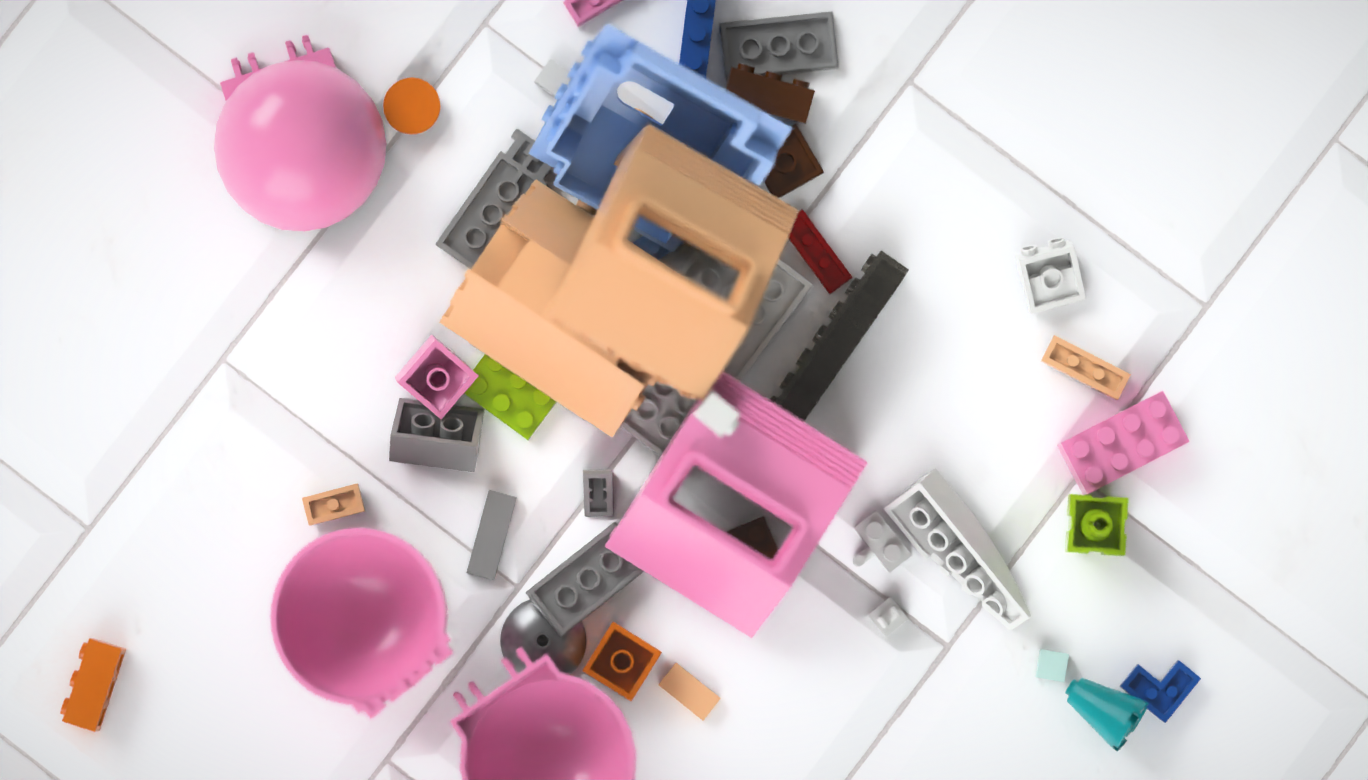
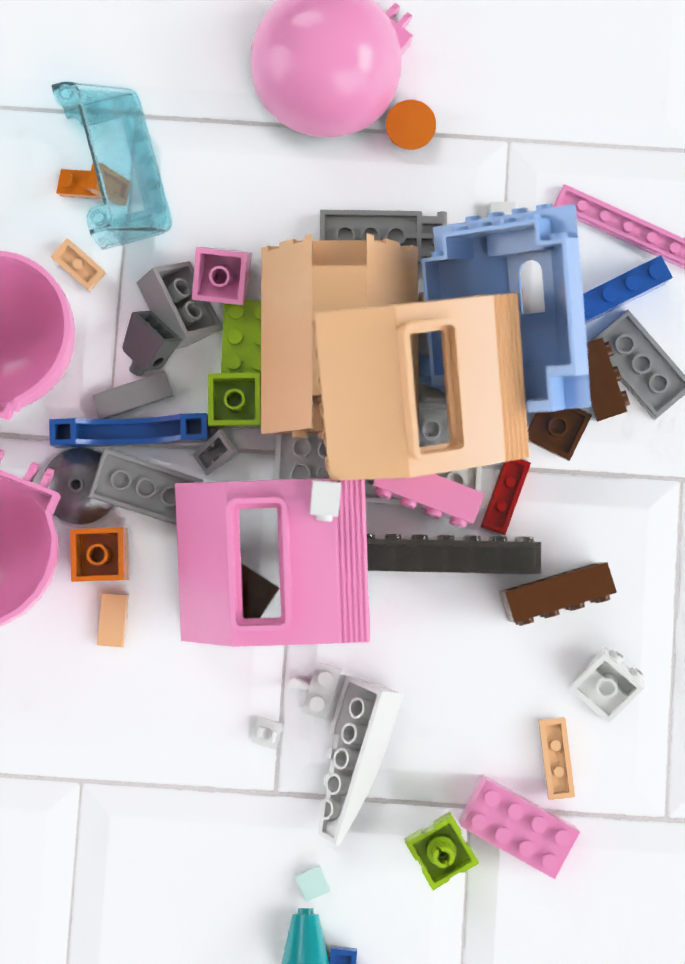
camera: 60 degrees right, 0 degrees up
(266, 396) = (123, 162): none -> clear light blue windscreen
(266, 442) = (78, 184): none -> orange bracket
(455, 486) = (148, 342): none -> dark grey torso
(525, 557) = (131, 431): none -> blue arch
(563, 441) = (234, 400): none -> lime brick
(778, 316) = (435, 495): none -> bright pink brick
(935, 266) = (559, 591): none -> reddish brown brick

